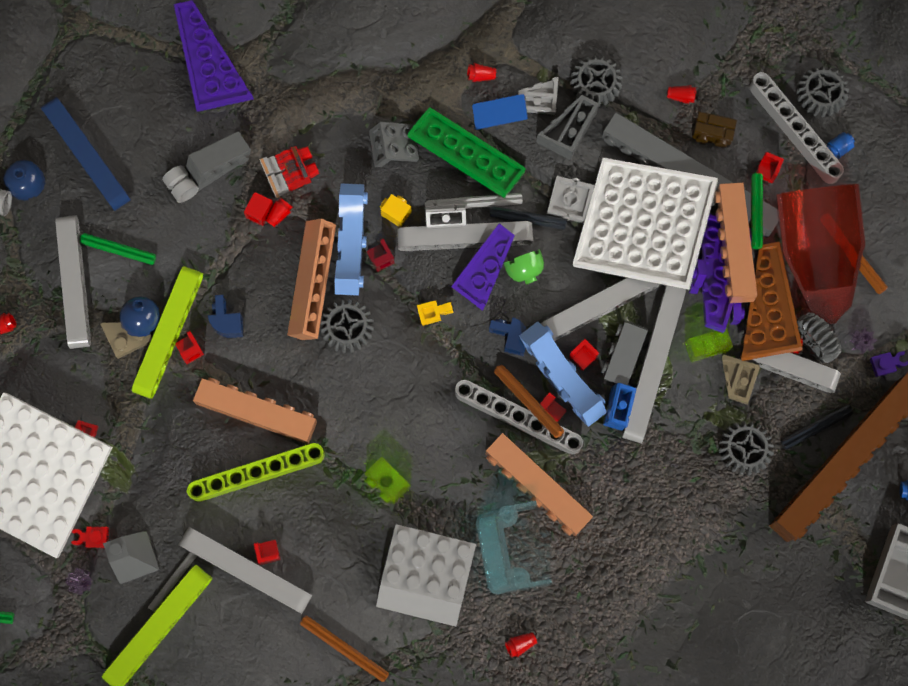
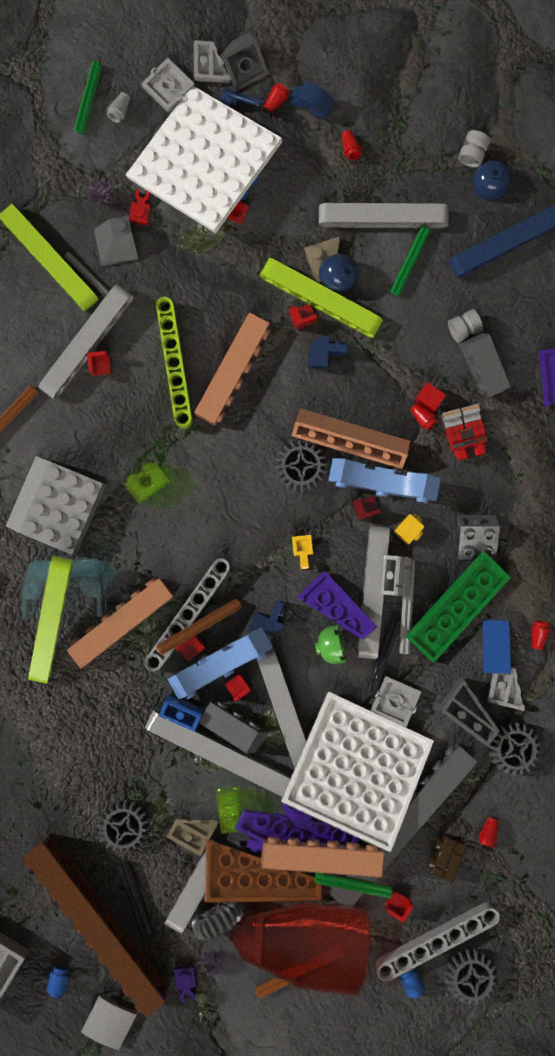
camera: 100 degrees right, 10 degrees up
(547, 553) = (50, 619): none -> lime beam

